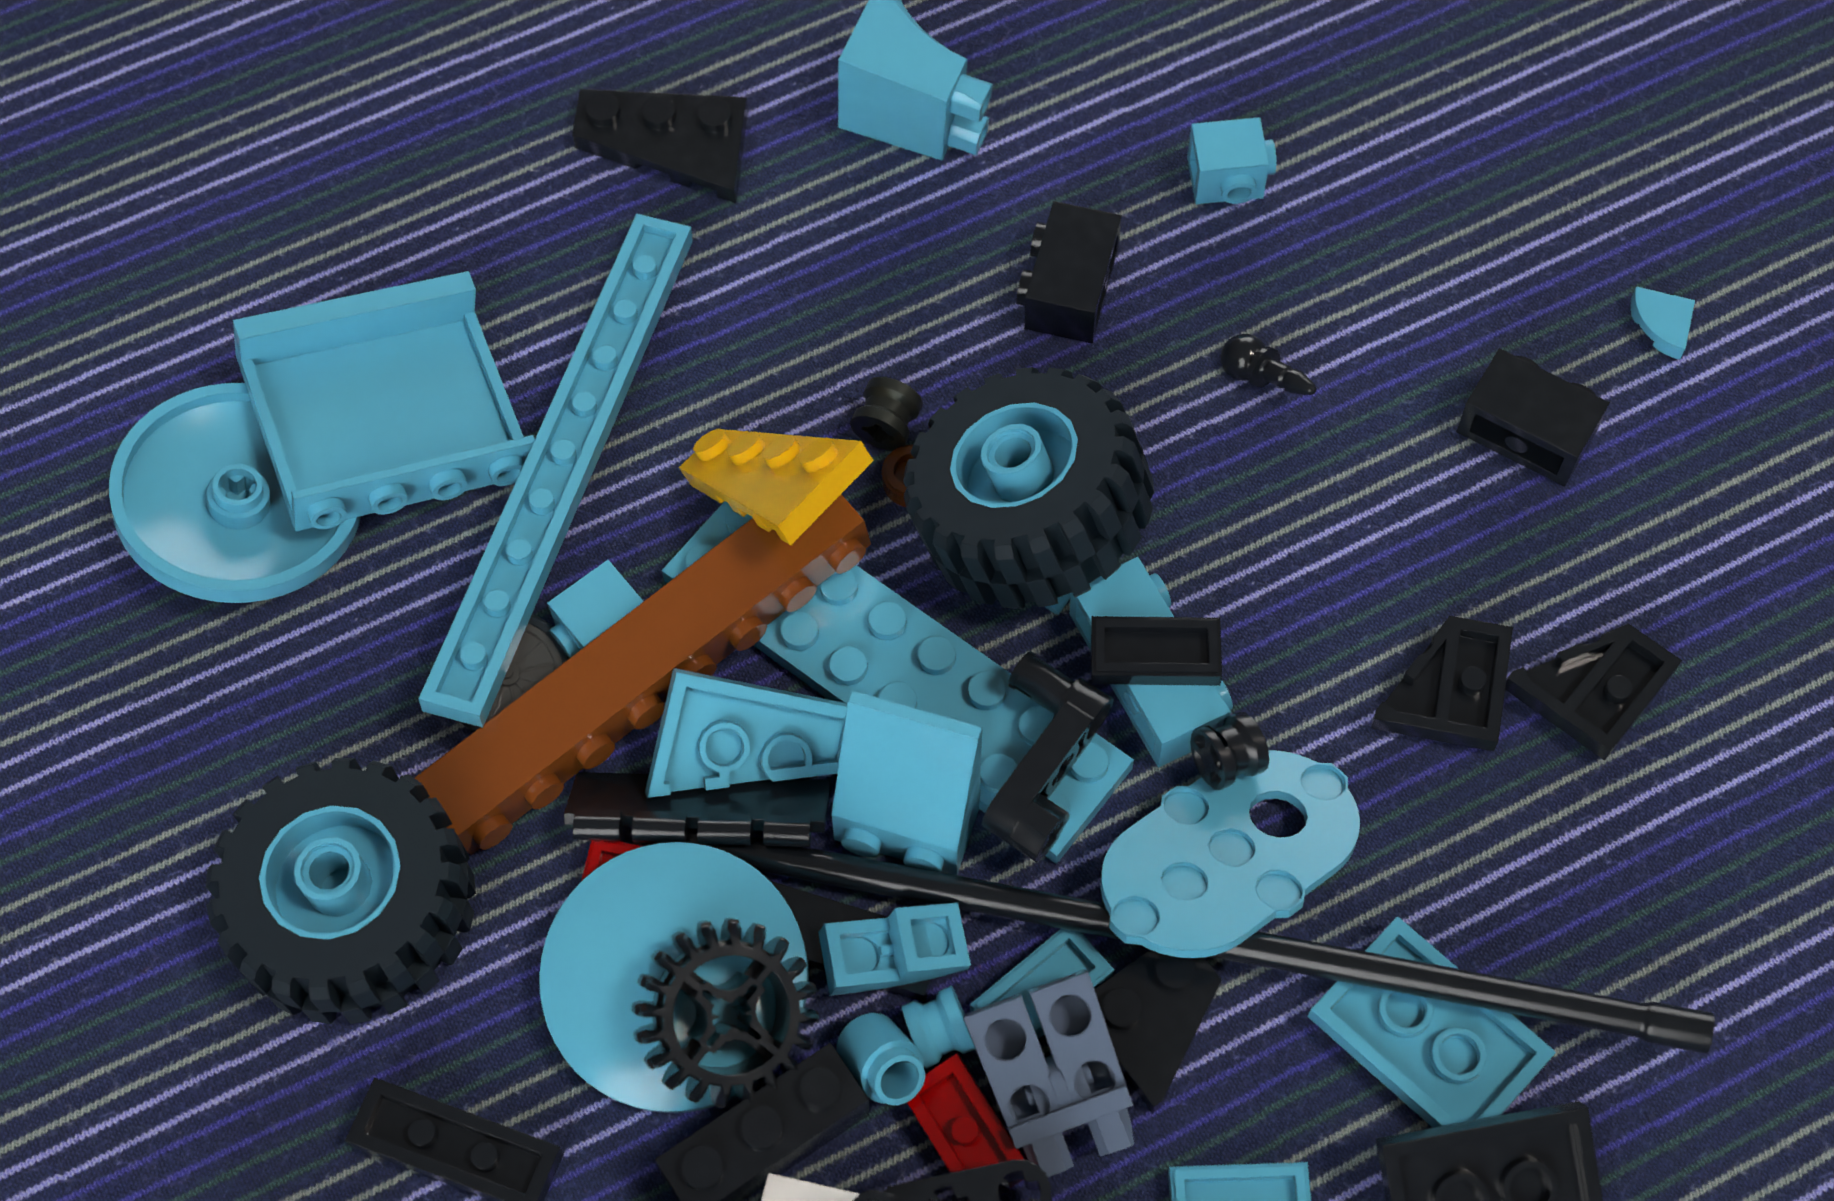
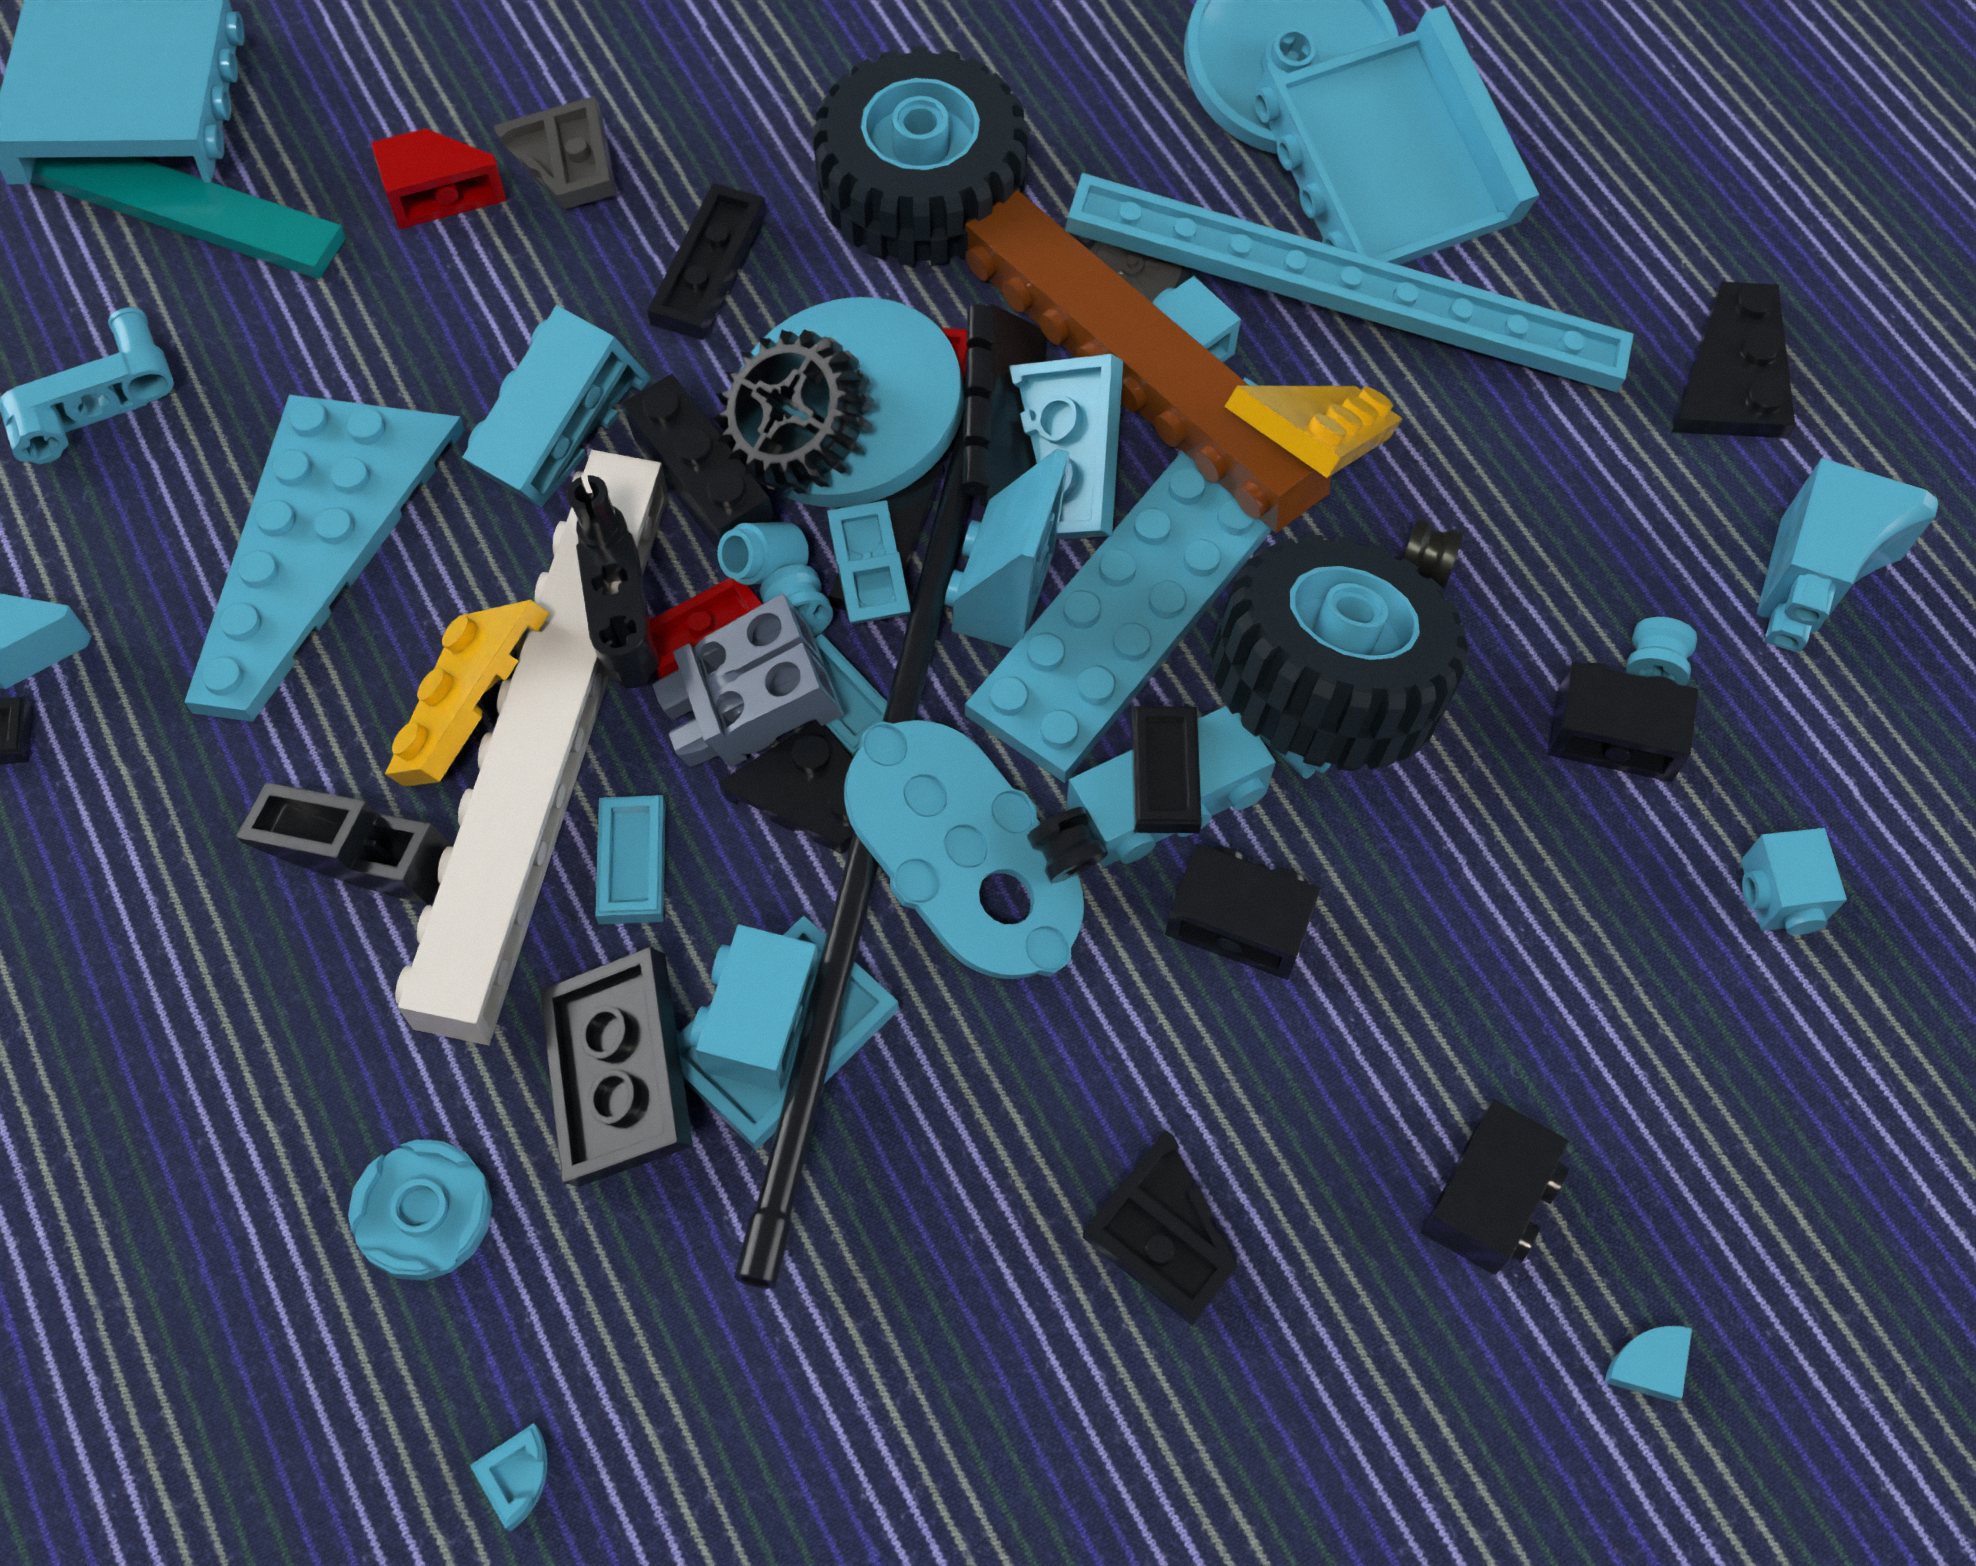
camera: 85 degrees right, 0 degrees up
(1000, 233) = (1662, 649): none -> medium azure wheel
(1021, 807) = (1003, 653): black beam -> none
(1247, 359) = (1539, 905): black bar -> none
(1279, 603) = (1242, 910): none -> black brick
(1432, 1040) = (756, 1007): none -> medium azure brick
(1453, 687) = (1158, 1083): black wing -> none

